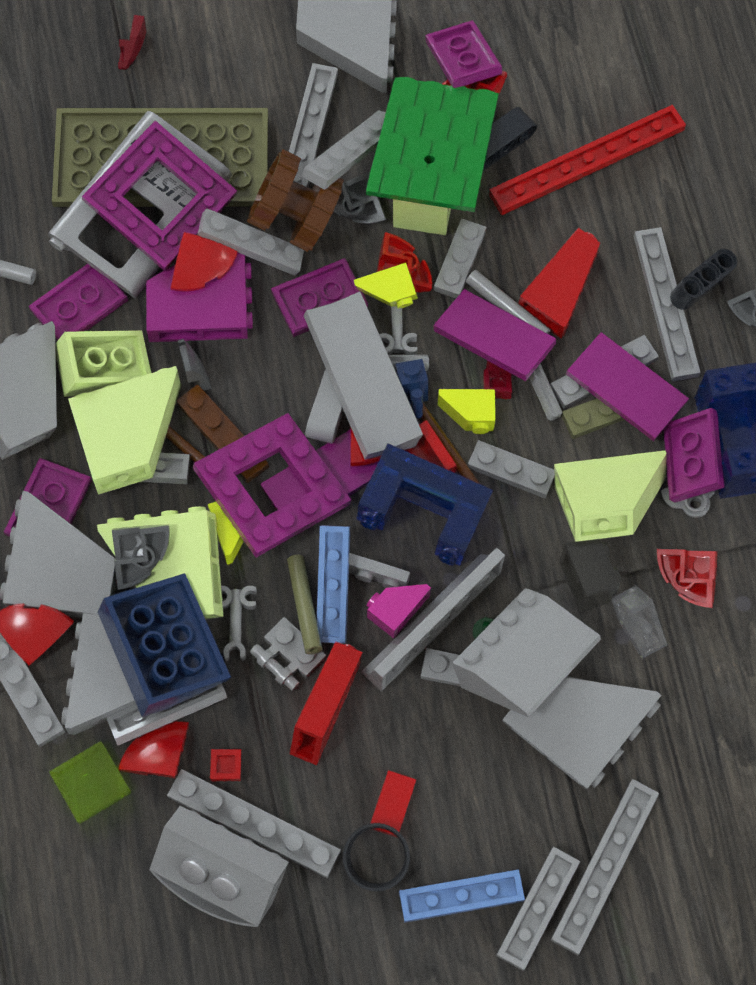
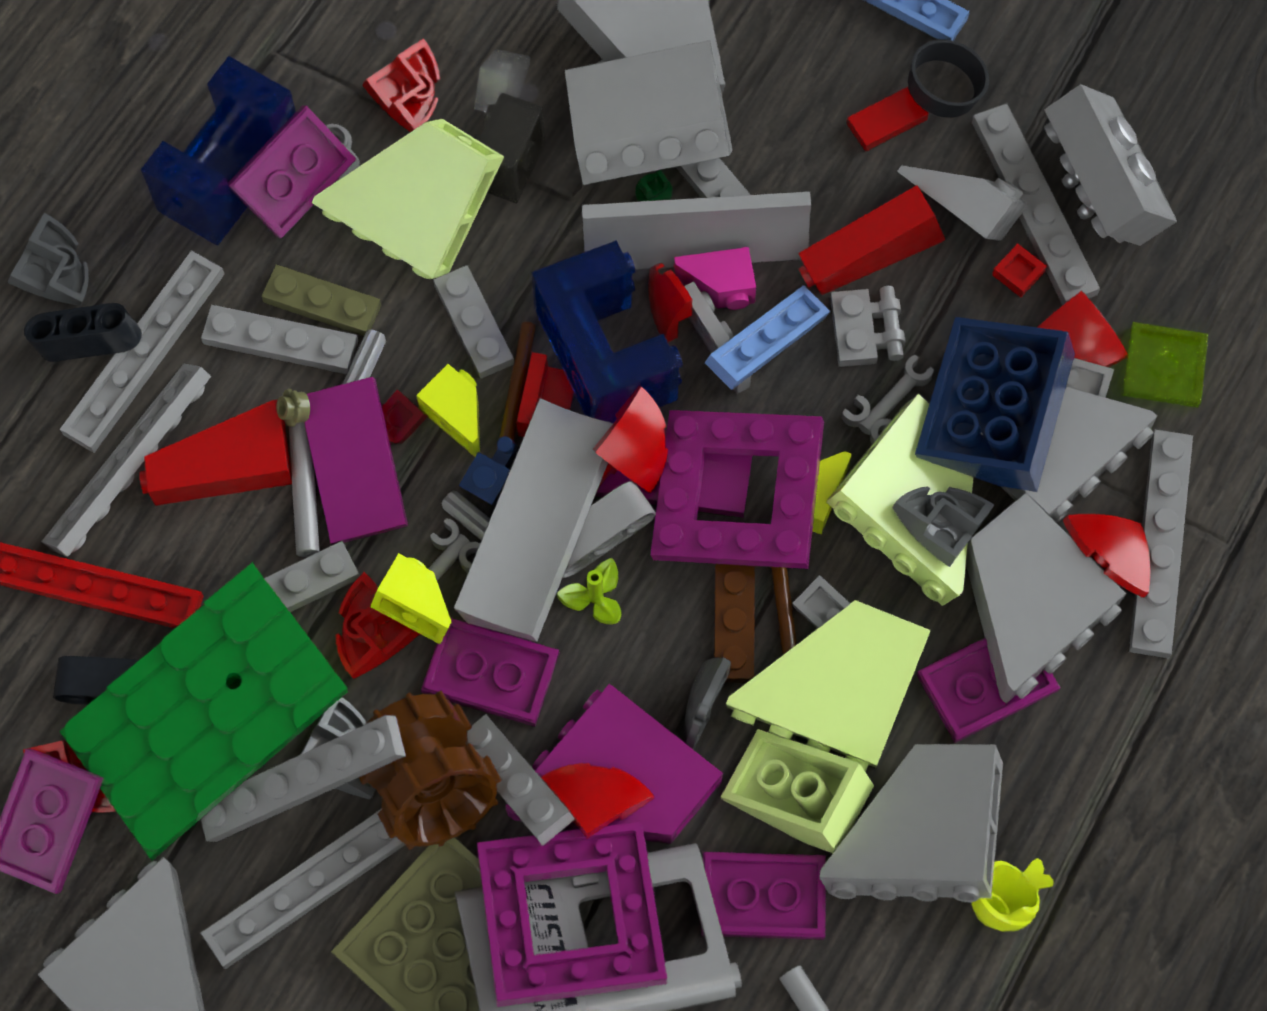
camera: 135 degrees left, 0 degrees up
(296, 773) = (980, 203): none -> light grey slope
(304, 372) = (599, 581): none -> lime plant
(304, 605) = (810, 351): olive piece -> none
(348, 453) = (636, 441): none -> red brick
(408, 559) = (668, 301): none -> red brick
(551, 327) = (293, 407): none -> olive plate
(612, 244) = (119, 468): none -> light grey plate
(627, 386) = (279, 292): magenta tile -> none

